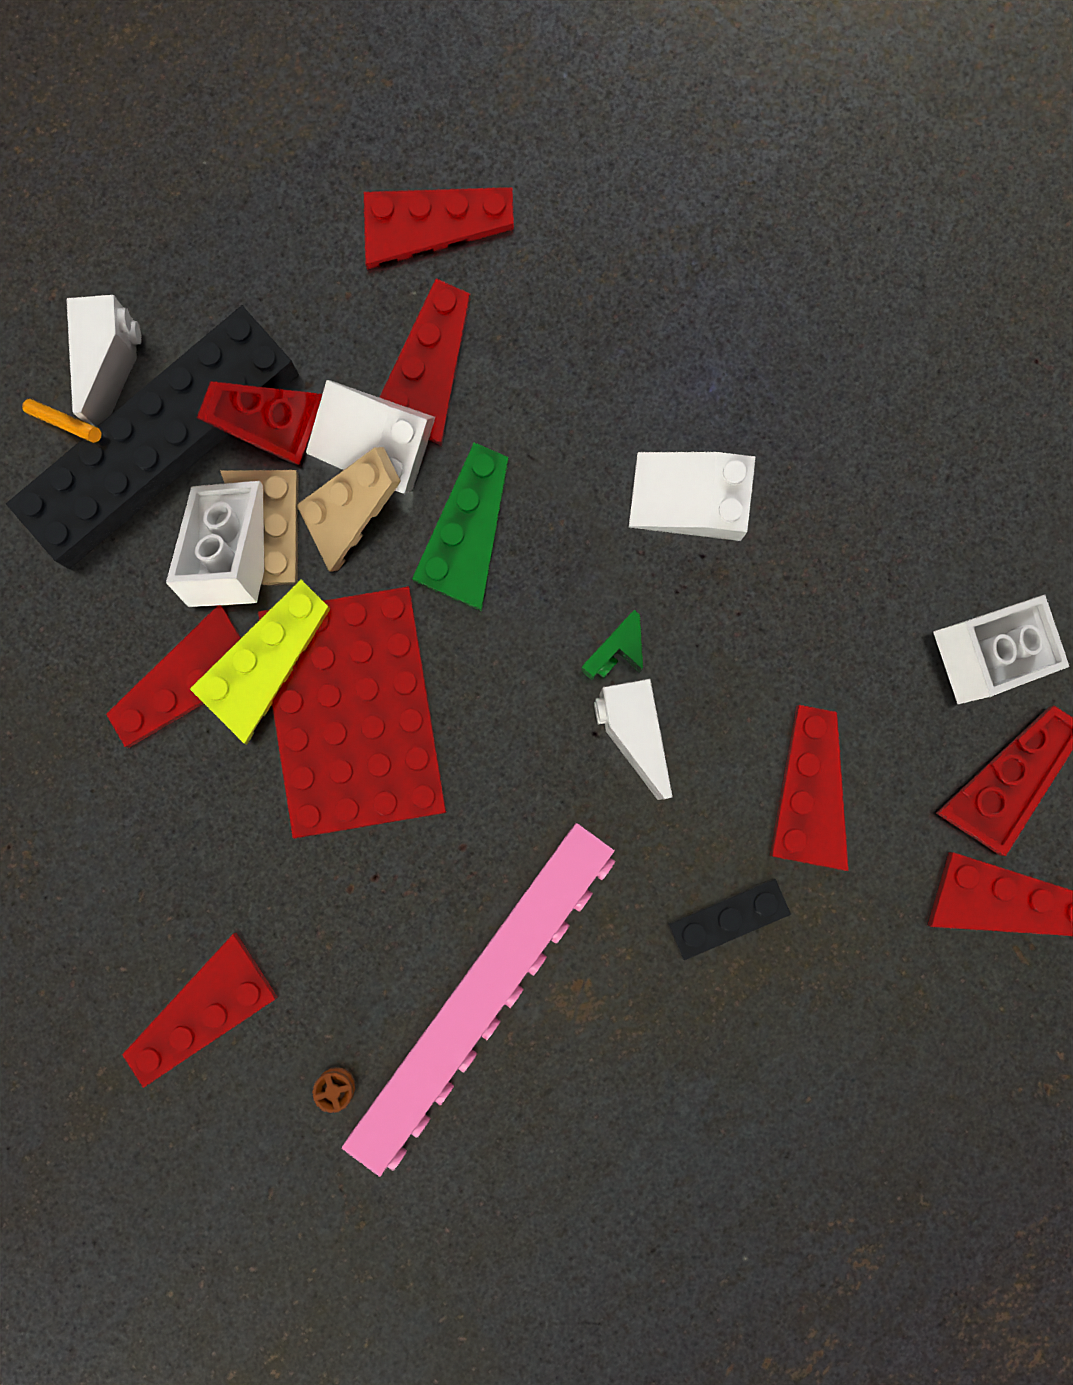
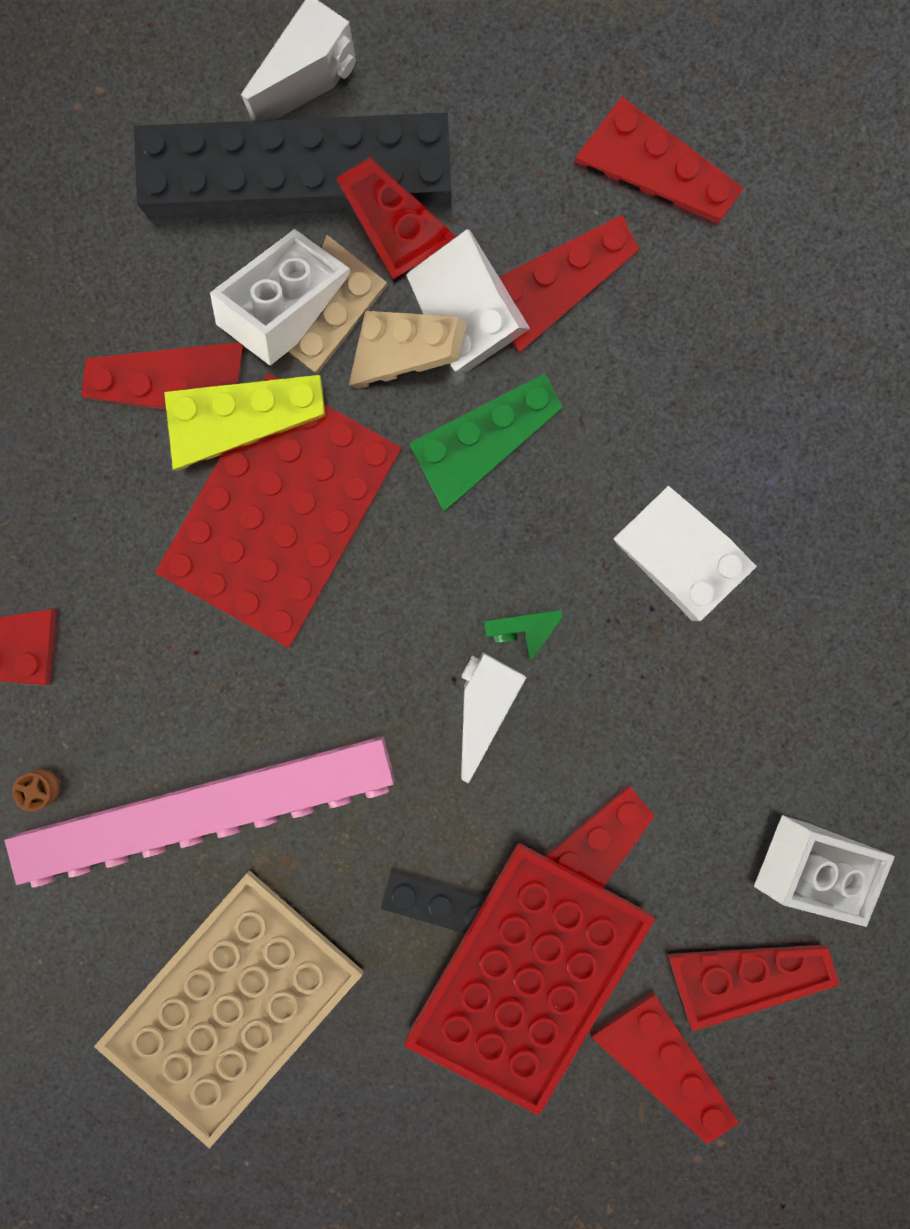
camera: 35 degrees right, 5 degrees up
(62, 420) = (231, 93): light orange bar -> none
(630, 1142) = (229, 1009): none -> tan plate
(845, 920) = (528, 979): none -> red plate

